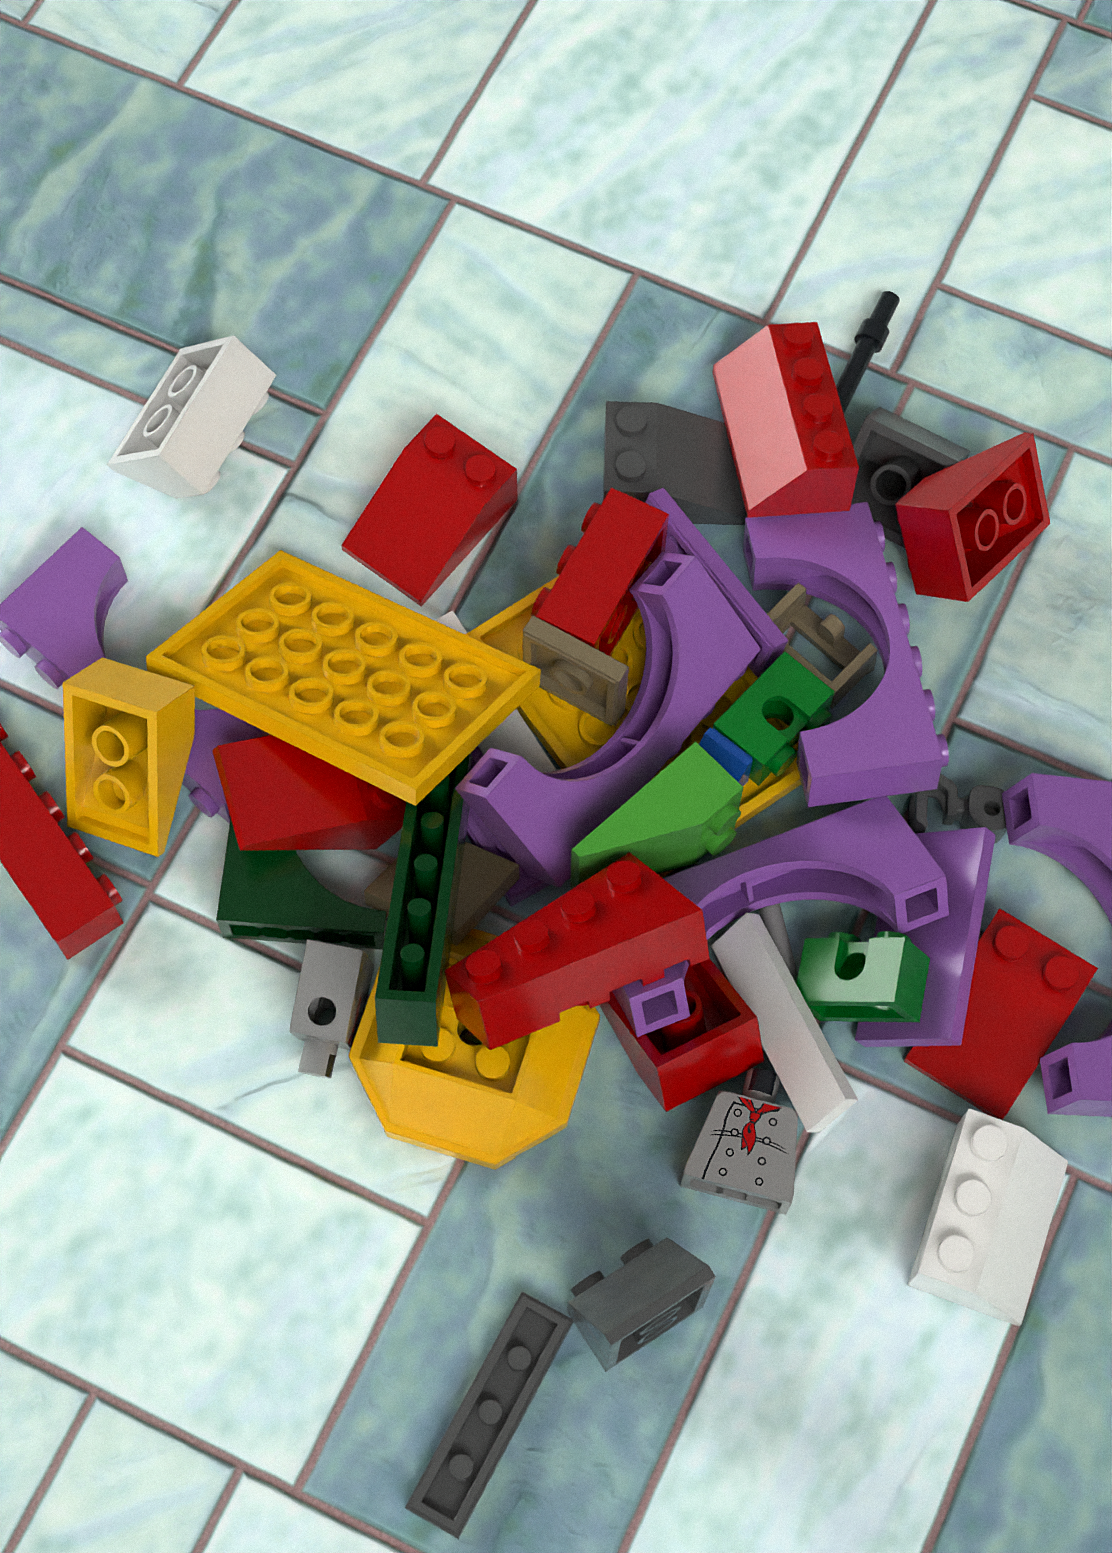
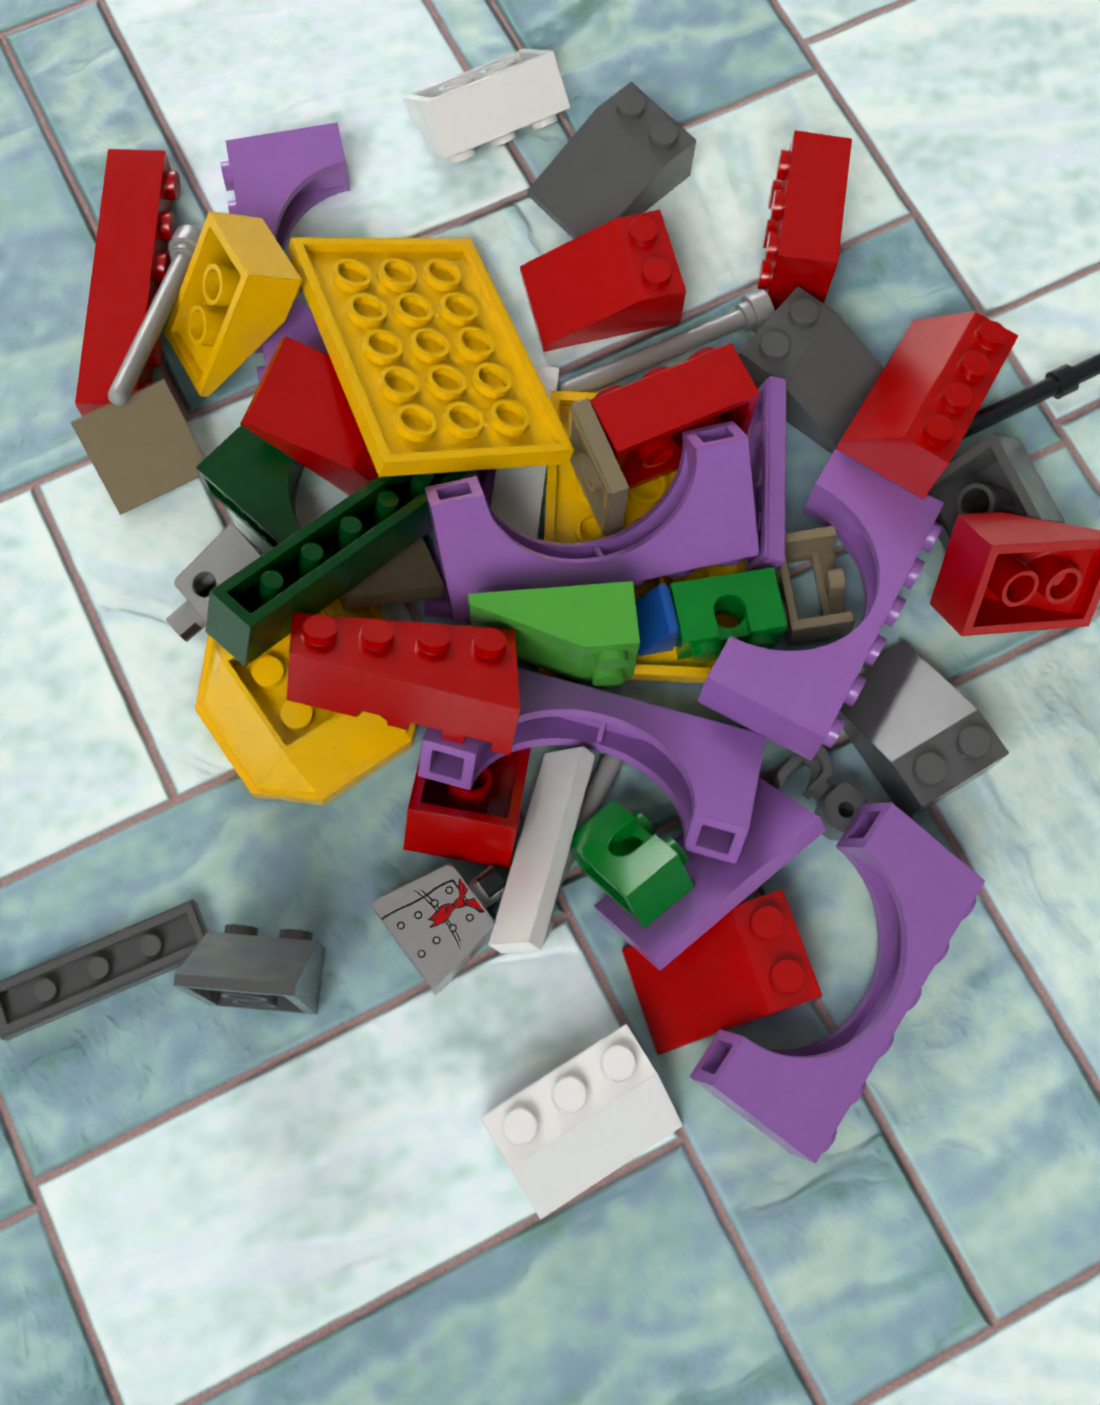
camera: 35 degrees right, 5 degrees up
(35, 736) = (181, 251): none -> light grey piece
(145, 938) = (140, 446): none -> dark tan tile
(355, 403) = (615, 164): none -> dark grey slope
(565, 341) = (805, 216): none -> red brick
(577, 448) = (748, 315): none -> light grey piece
(998, 704) = (918, 731): none -> dark grey slope

